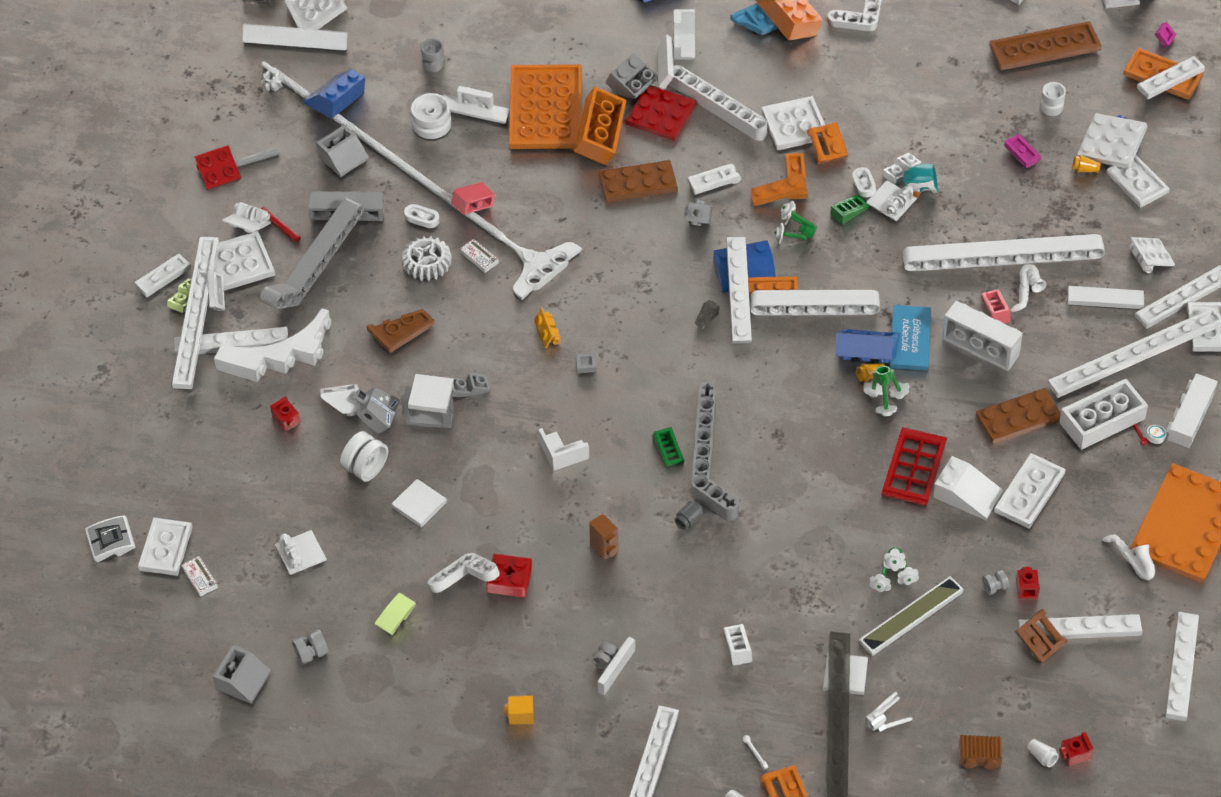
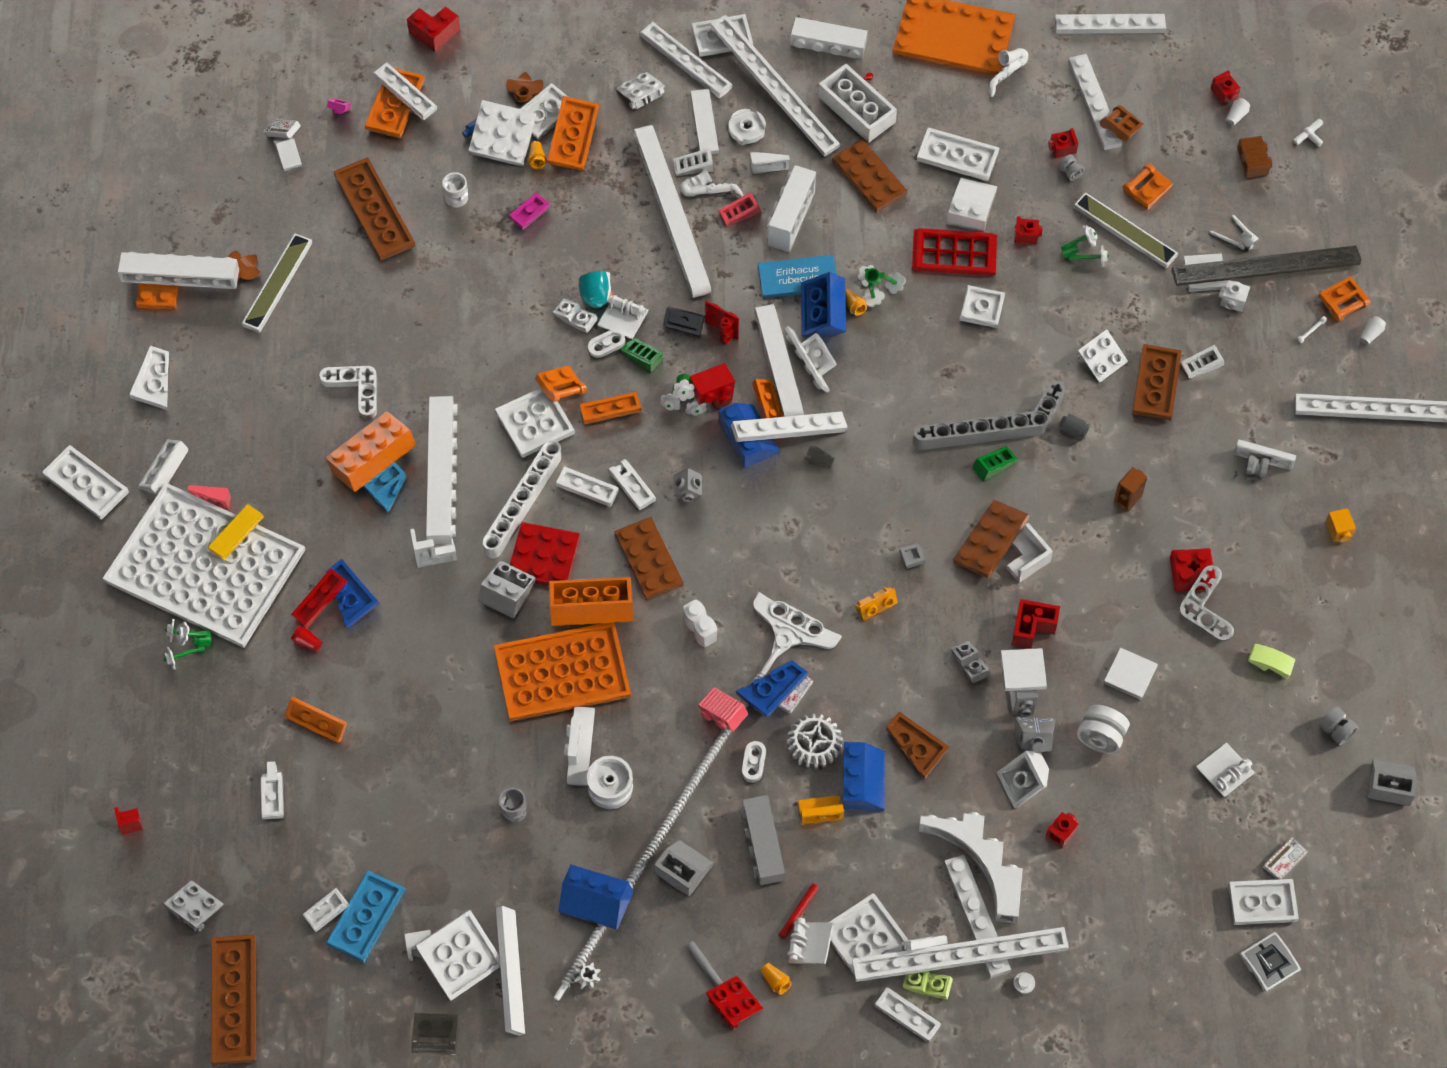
camera: 105 degrees left, 10 degrees up
(159, 359) = (1024, 983): none -> white plate
(225, 197) = (776, 979): none -> light orange cone
(315, 259) = (857, 850): light grey beam -> none
(363, 254) = (821, 809): none -> light orange panel
(382, 284) = (863, 777): none -> blue slope
(482, 236) = (770, 691): none -> blue wing
(490, 431) = (1034, 617): none -> red brick
(561, 199) = (700, 623): none -> white brick
(587, 425) = (991, 538): none -> dark orange plate
(665, 62) = (479, 556): white tile -> none
(719, 148) = (587, 486): none -> white plate
(723, 596) = (1157, 382): none -> dark orange plate
(760, 52) = (440, 470): none -> white brick
(763, 557) = (1102, 356): none -> white hinge
(778, 190) = (637, 417): orange plate -> none
(793, 240) = (714, 386): none -> red brick
(806, 684) = (1234, 295): none -> white brick
(814, 327) = (815, 355): none -> white bracket
(843, 472) = (982, 306): none -> white plate
(862, 262) = (724, 321): none -> red hinge
(876, 241) = (683, 320): none -> black plate
(925, 527) = (1027, 231): none -> red brick
(958, 653) = (1152, 190): none -> orange plate
(1046, 329) = (768, 162): none -> white slope
(1060, 287) = (698, 156): none -> white slope
(1090, 335) = (743, 135): none -> white plate
(1104, 192) = (573, 133): none -> orange plate
(1156, 434) = (861, 65): white tile -> none
(1168, 169) = (524, 86): none -> dark orange plate

